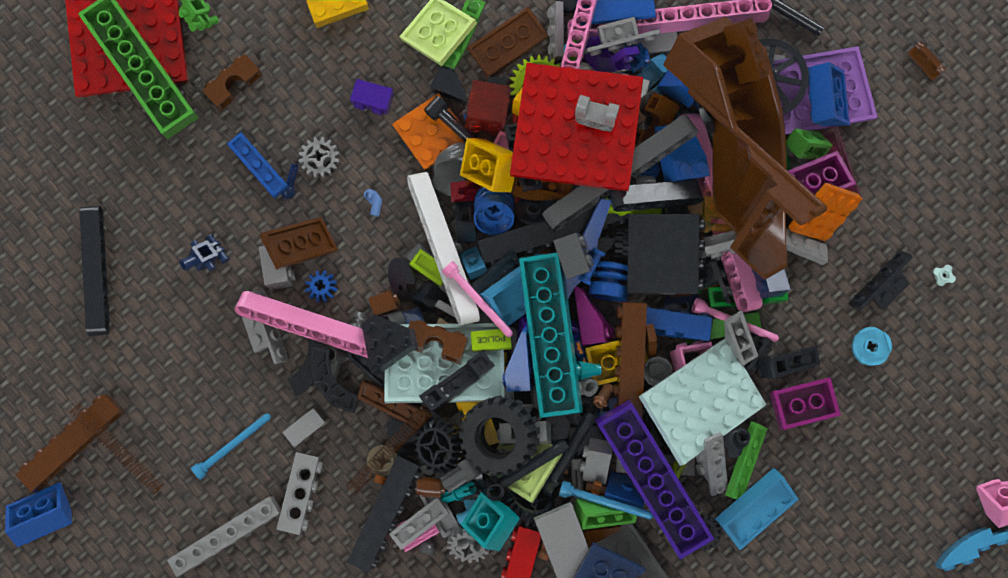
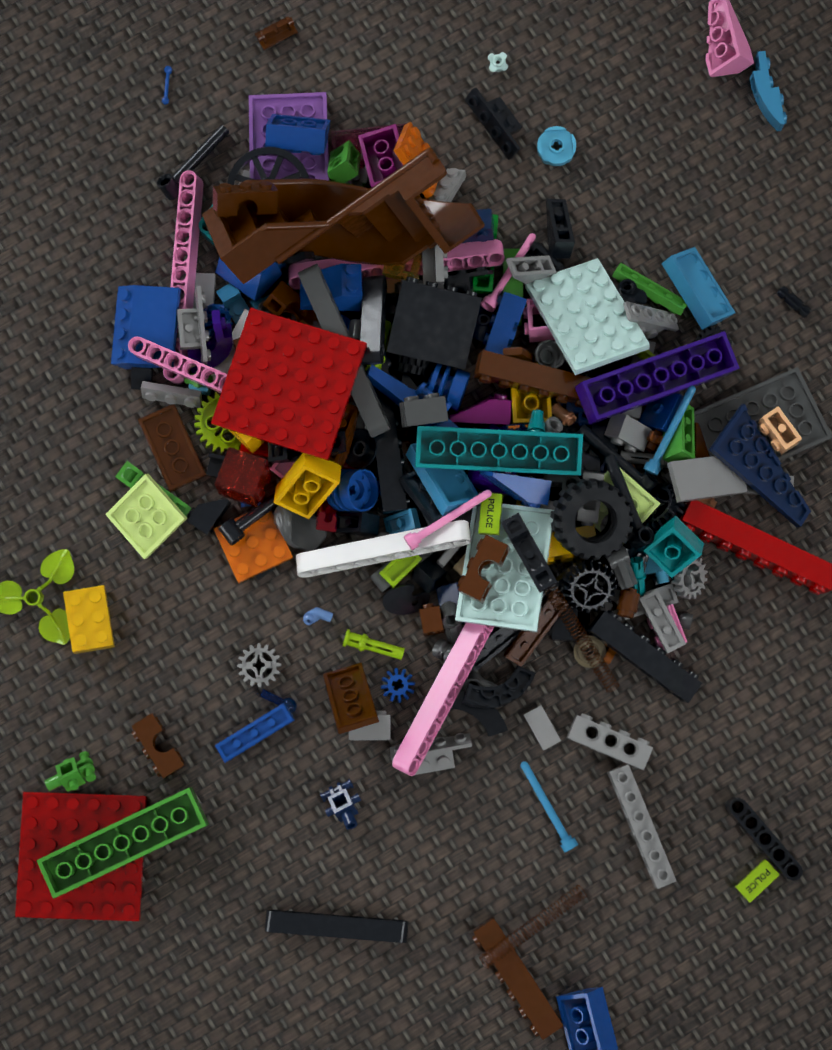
camera: 85 degrees left, 0 degrees up
(355, 248) = (361, 640): none -> lime pin
(371, 97) = (205, 598): dark purple brick -> none
(386, 343) = (475, 619): black plate -> none
(596, 114) = (285, 357): light grey piece -> none
(805, 404) = (603, 220): magenta brick -> none

